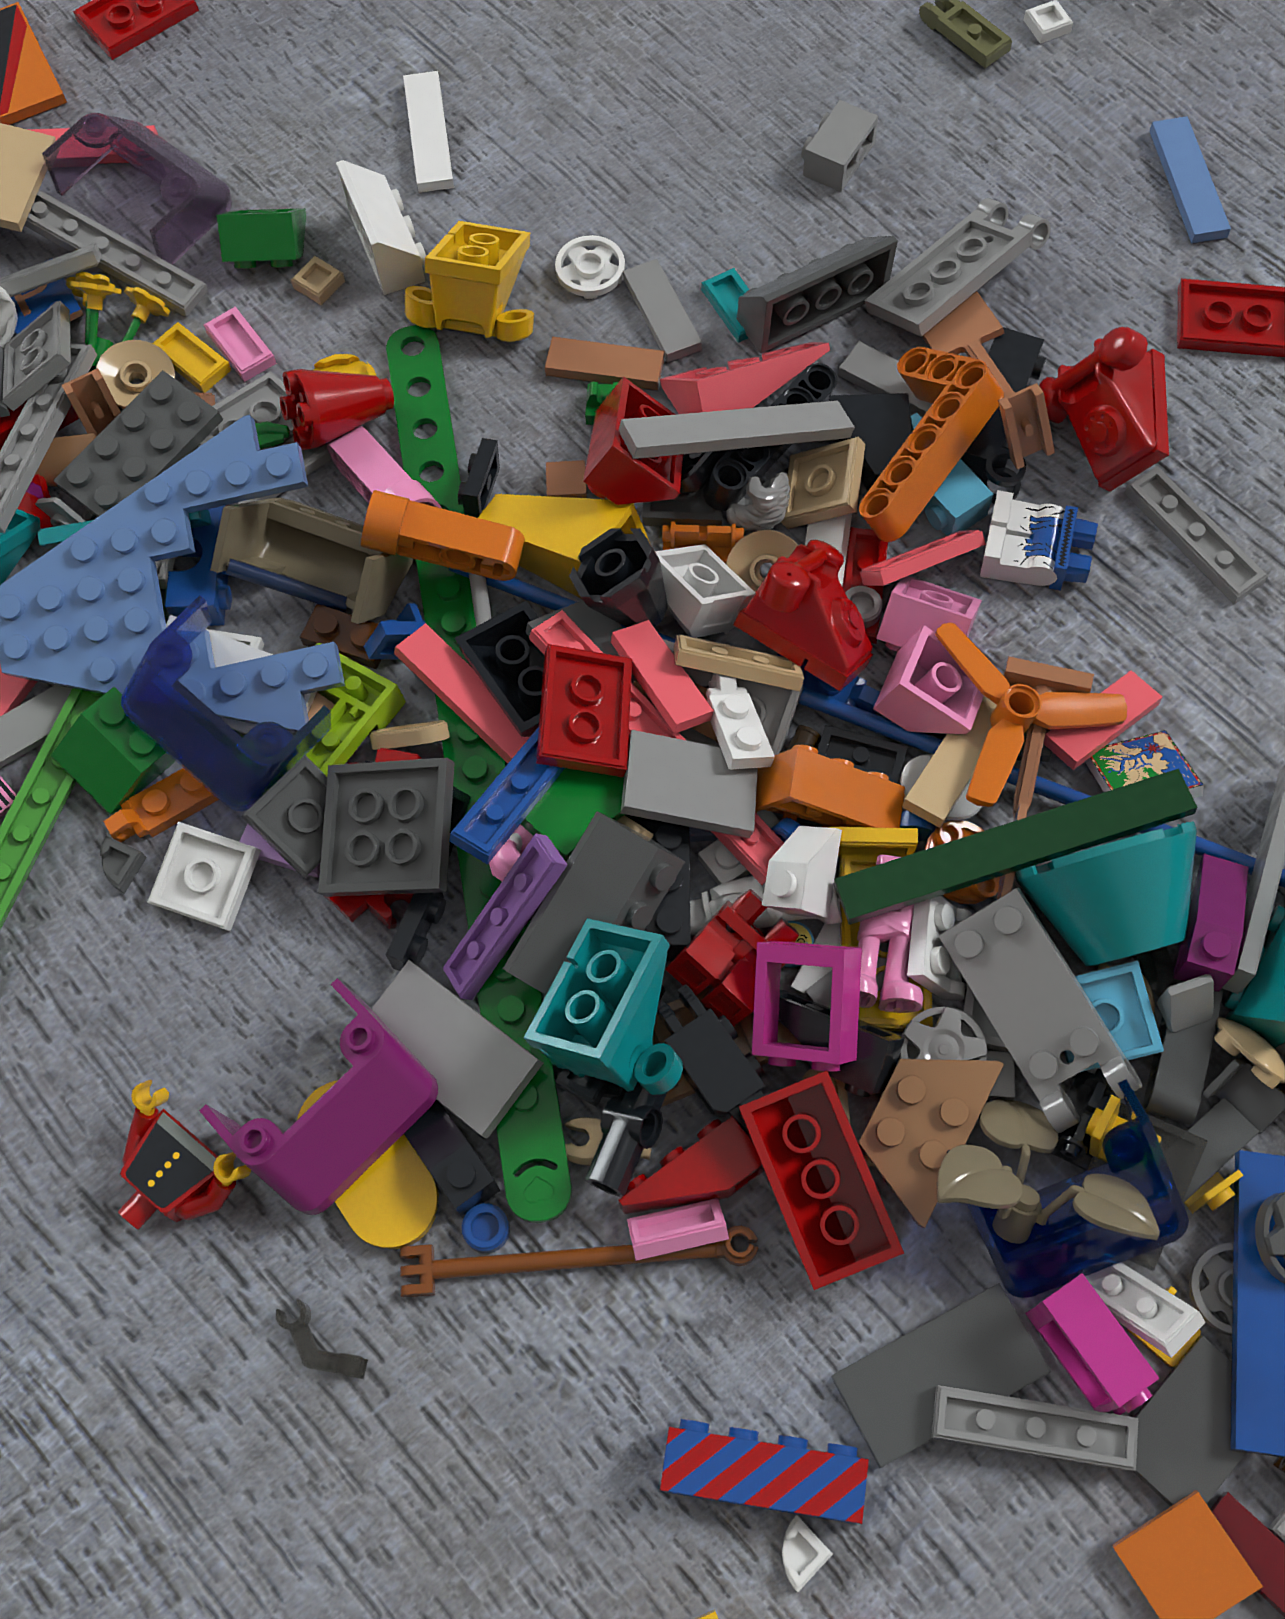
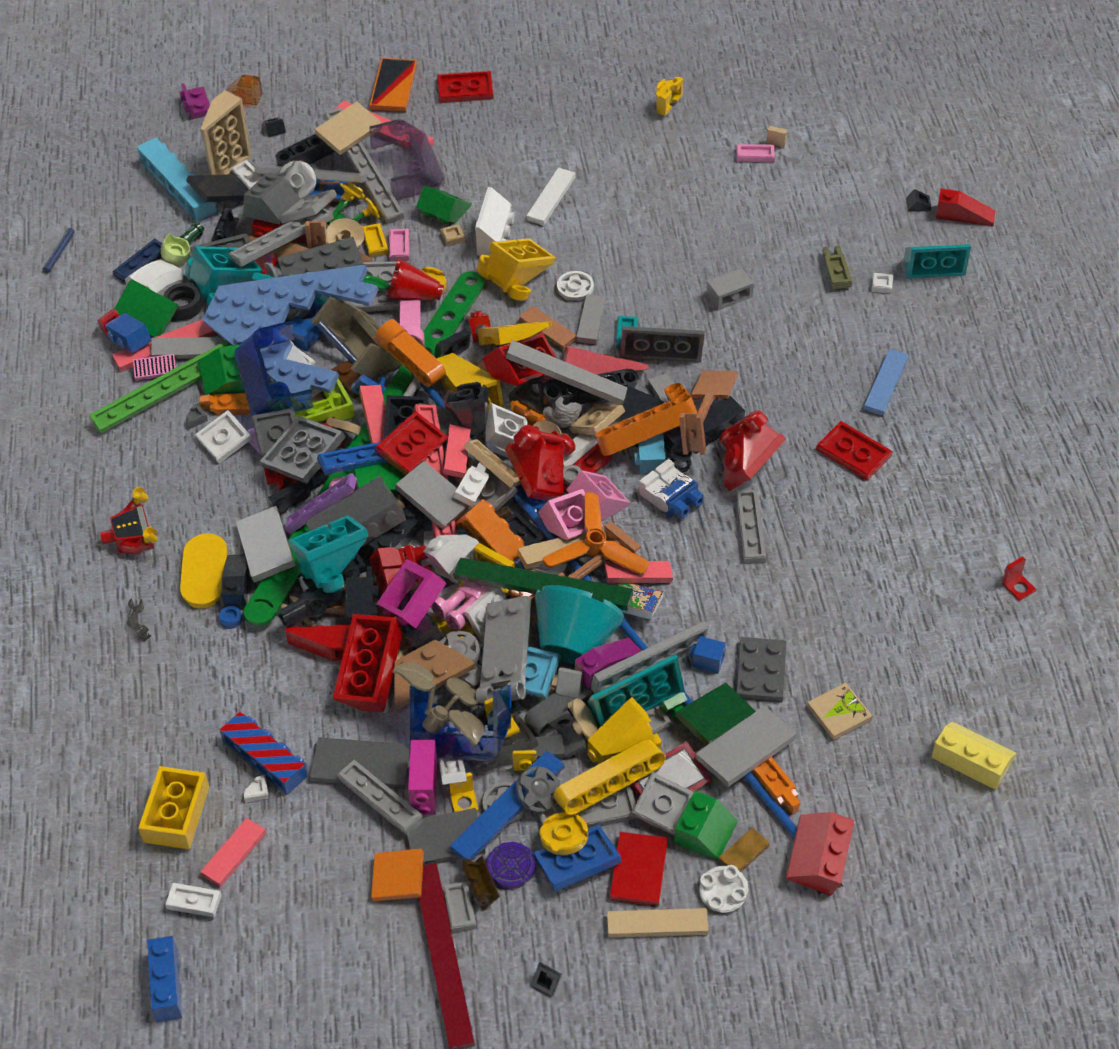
camera: 30 degrees right, 15 degrees down
(346, 1125) = (206, 542): magenta windscreen -> none
(432, 1269) = (197, 617): dark orange hinge -> none
(484, 409) = (475, 319): none -> red bracket
(570, 408) = (505, 334): none -> yellow wedge
(677, 1229) = (301, 655): bright pink tile -> none
(922, 557) = (613, 469): coral tile -> none
(955, 267) = (735, 363): light grey hinge -> none

